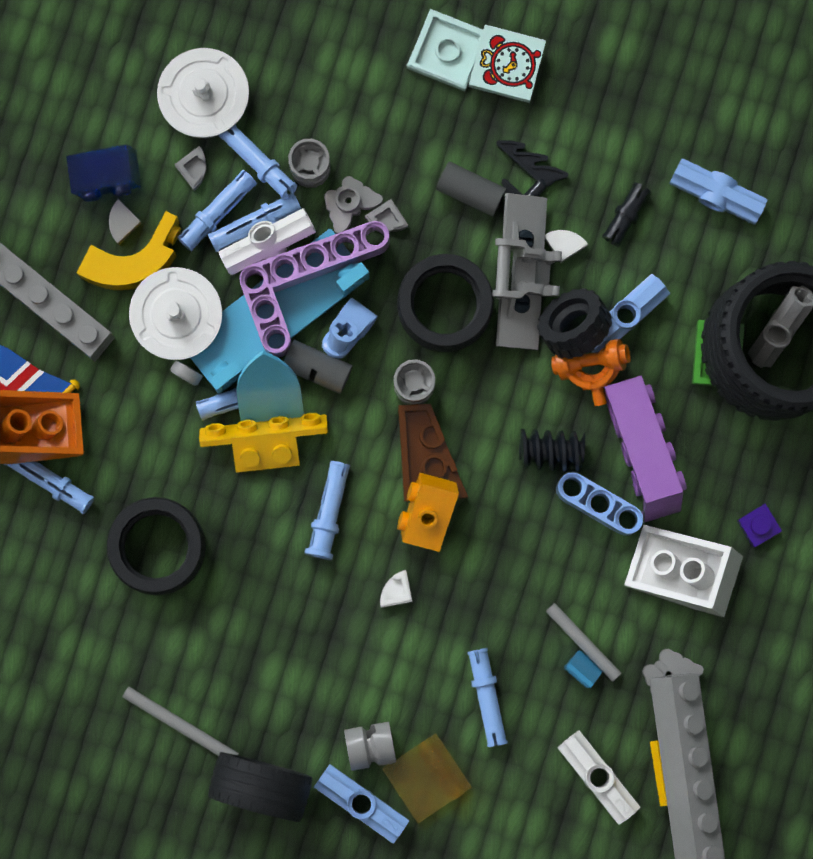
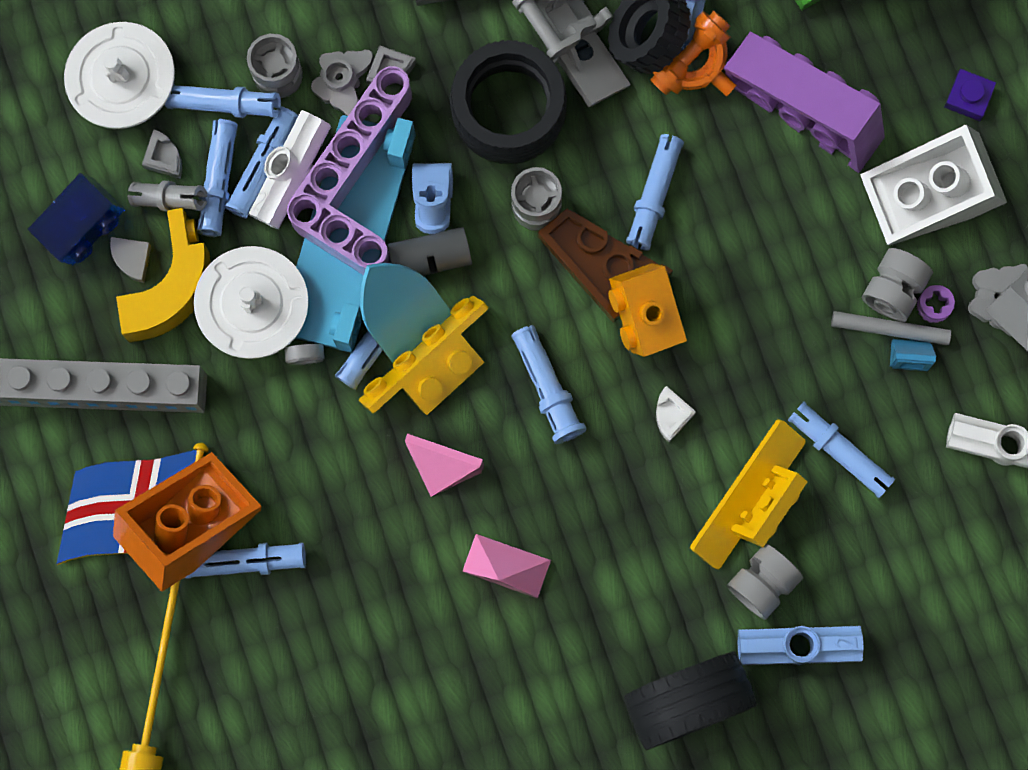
camera: 30 degrees left, 5 degrees down
(117, 538) = (398, 495): black tyre -> none
(174, 199) = (167, 196): none -> light grey pin
(176, 722) = (552, 706): light grey bar -> none
(214, 609) = (506, 566): none -> bright pink slope
(218, 512) = (441, 465): none -> bright pink slope
(407, 687) = (755, 499): none -> yellow bracket
(427, 778) = (843, 573): clear yellow hinge -> none
(486, 443) = (650, 206): none -> light blue pin
(551, 450) = (717, 165): black piece -> none
(607, 617) = (898, 281): none -> light grey wheel
(615, 507) = (818, 172): light blue beam -> none
(635, 646) = (927, 312): none -> medium lavender bush

